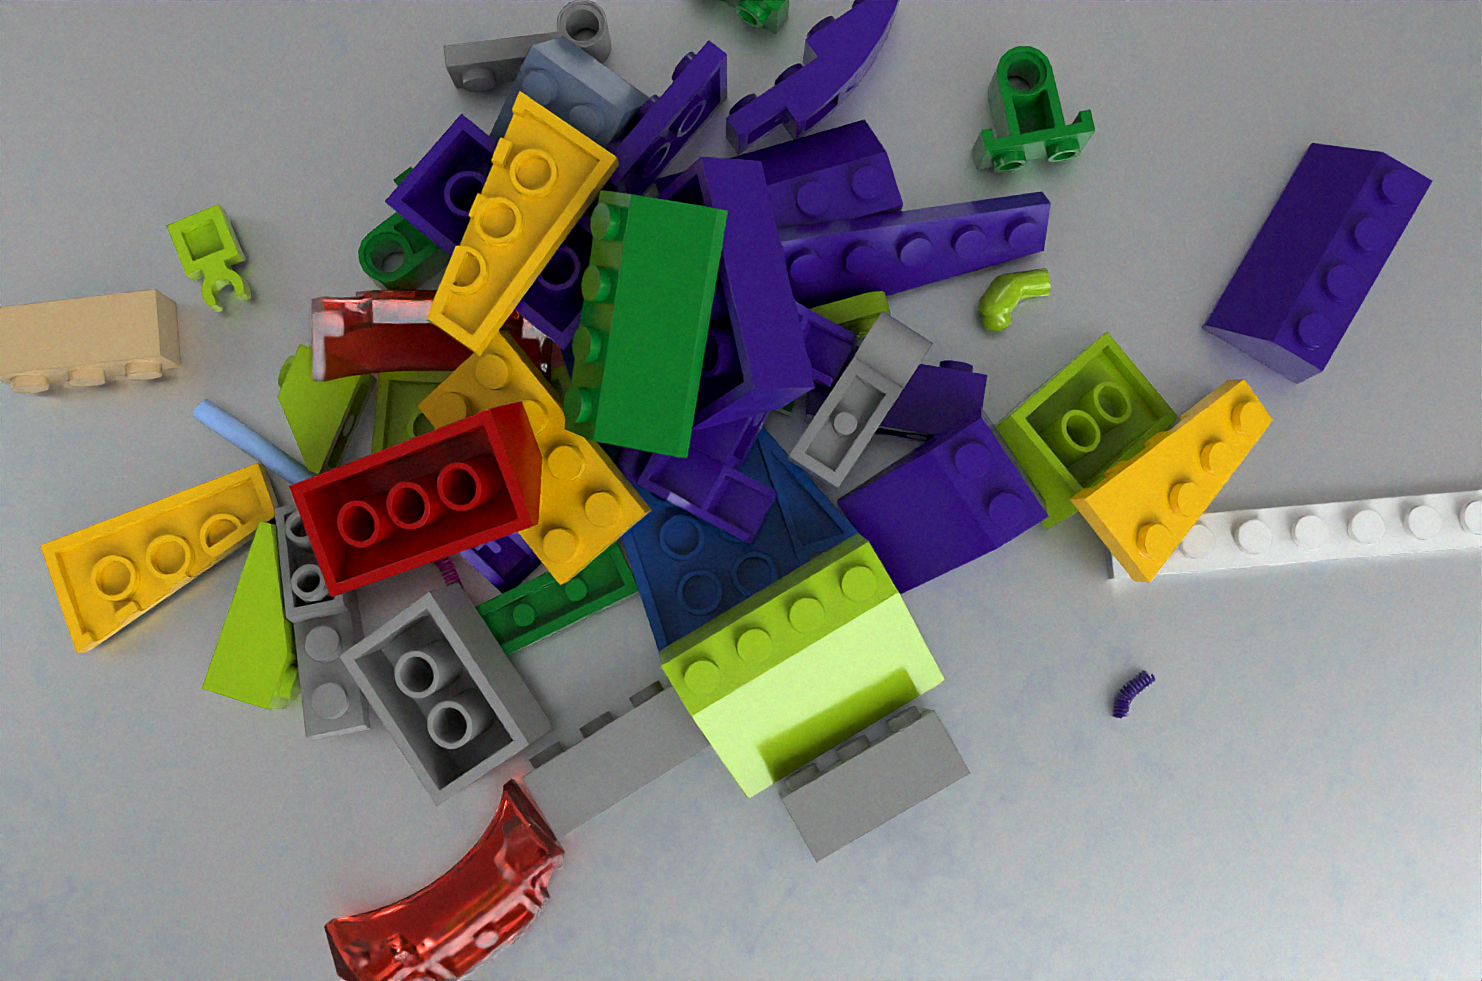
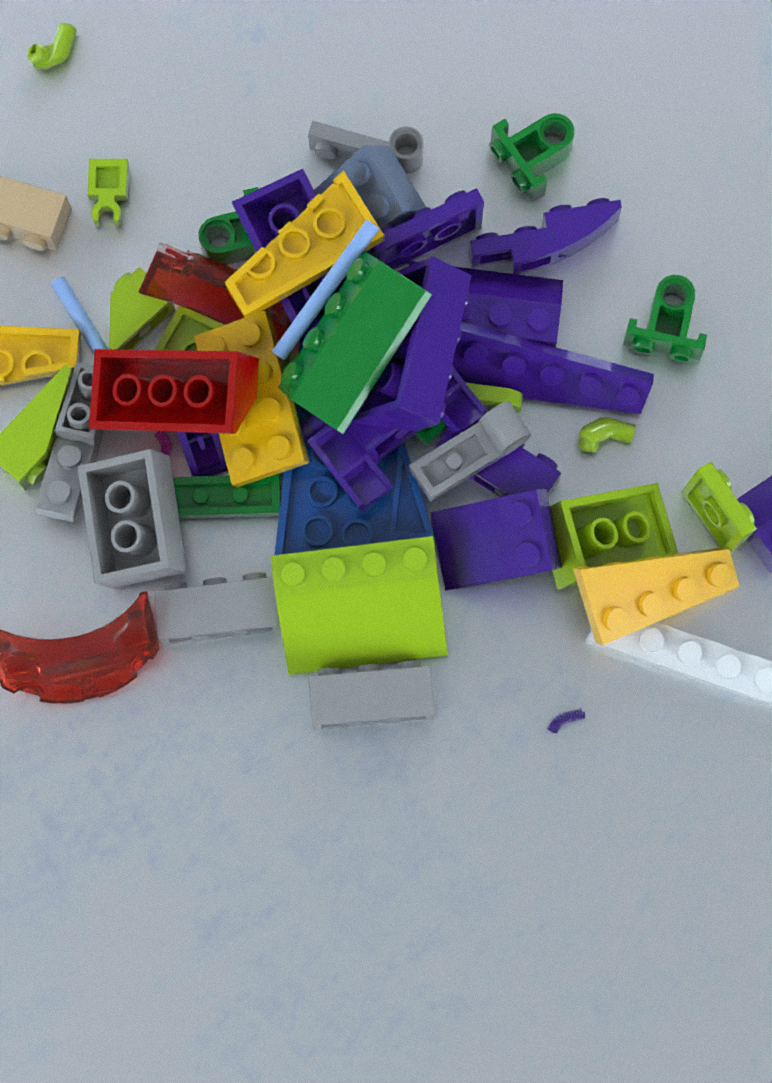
camera: 30 degrees right, 5 degrees down
(56, 103) = (55, 53): none -> lime arm
(570, 266) = (325, 290): none -> light blue bar
(1213, 332) = (718, 509): none -> lime plate

